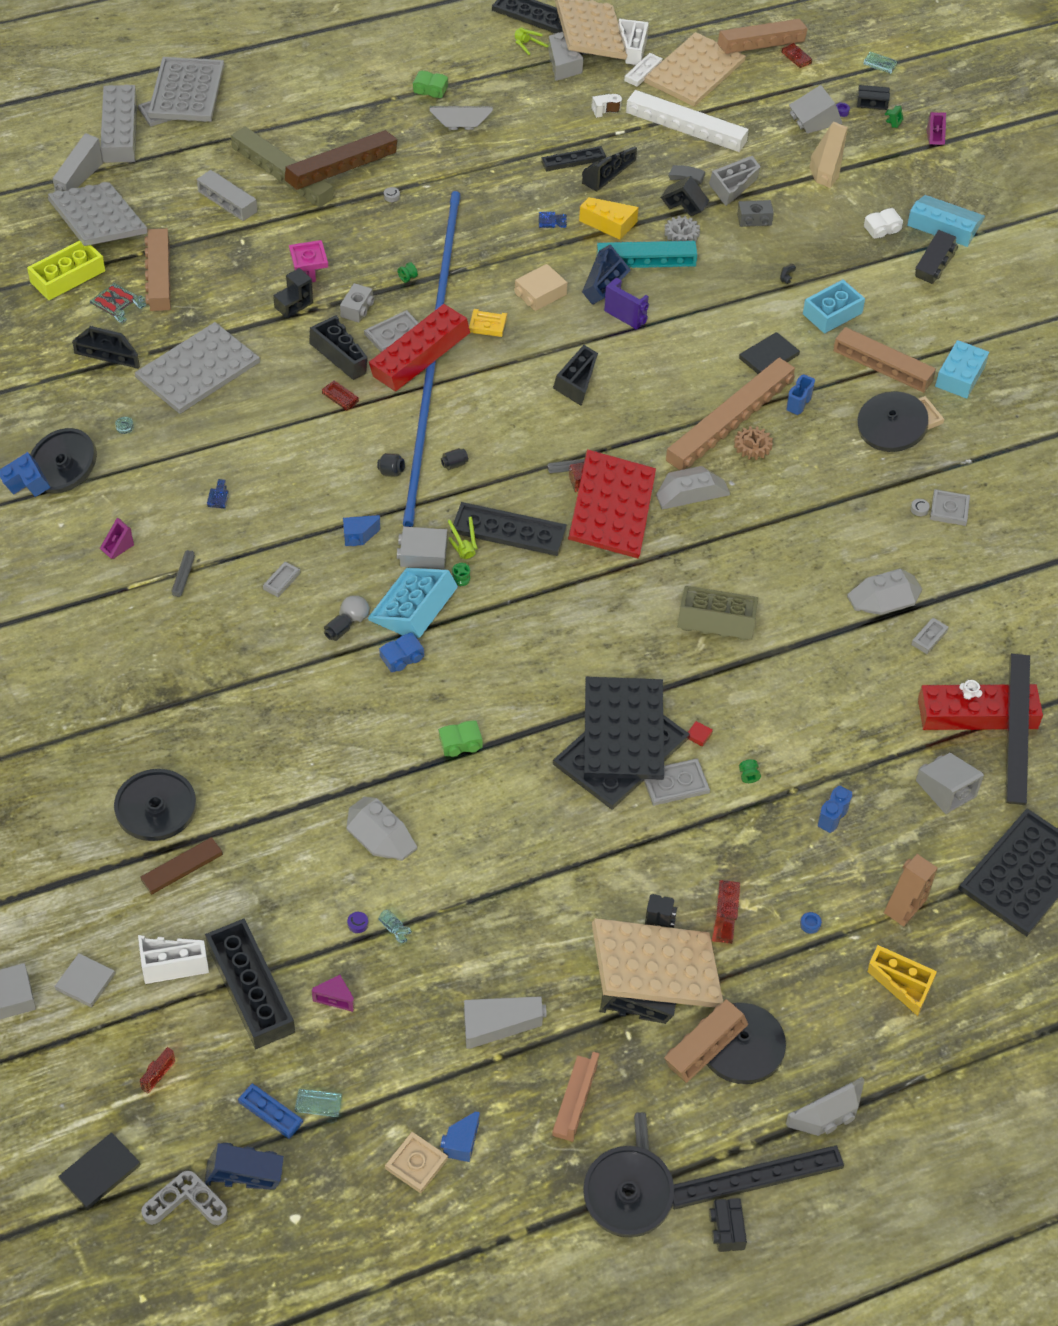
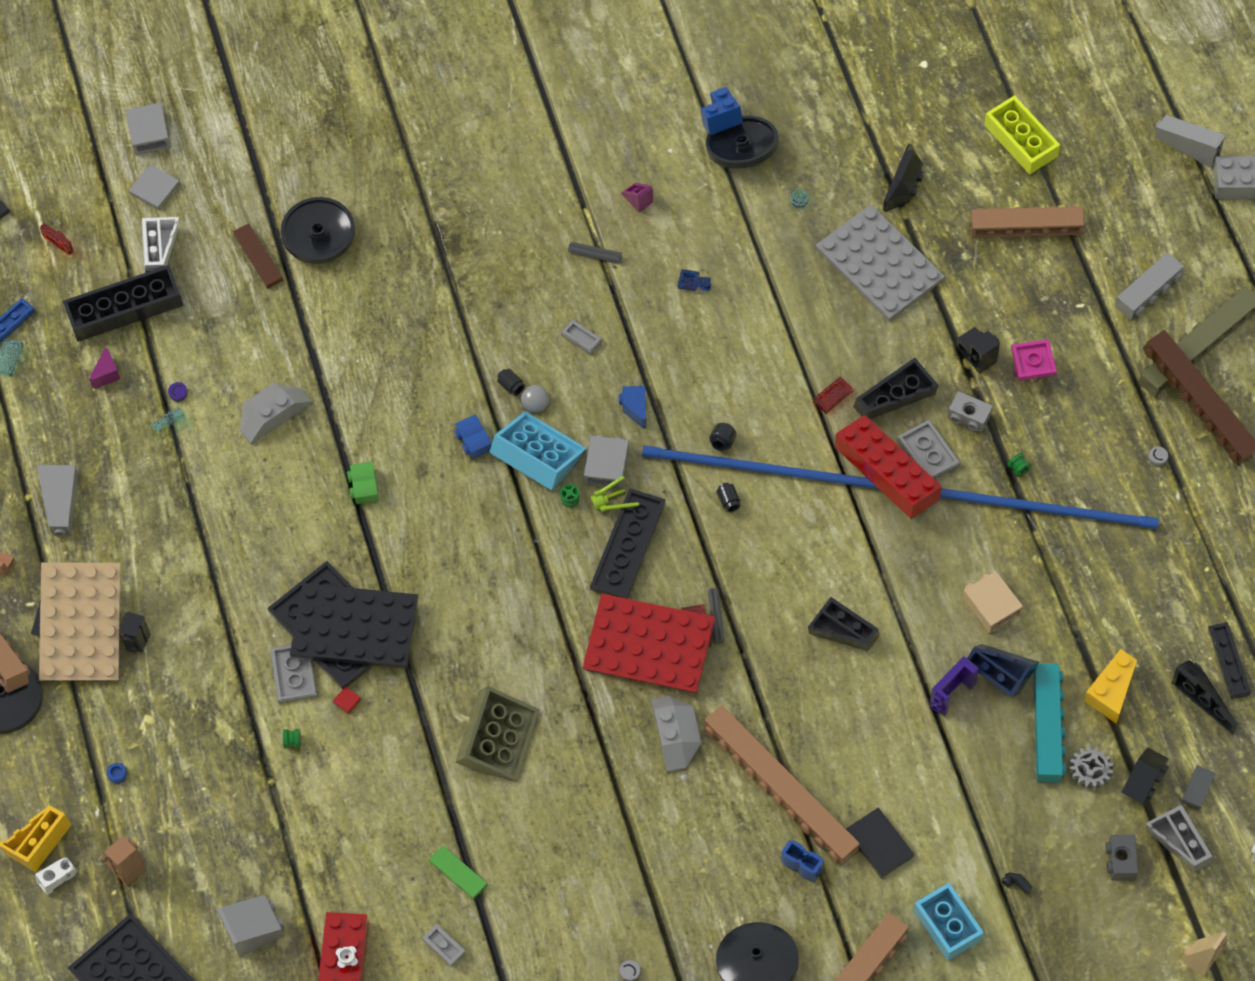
camera: 100 degrees right, 10 degrees up
(97, 213) = (1108, 158): light grey plate -> none
(115, 299) = (983, 184): clear light blue flag -> none
(487, 323) = (932, 541): yellow plate -> none
(549, 219) = (1112, 621): clear blue plate -> none
(725, 911) = (127, 688): clear red panel -> none
(753, 442) = (725, 803): medium nougat gear -> none
(834, 809) = (234, 810): blue brick -> none
(856, 633) = (458, 872): none -> bright green tile
(886, 592) = (504, 914): light grey wedge -> none
(935, 958) = (55, 875): none -> white leg

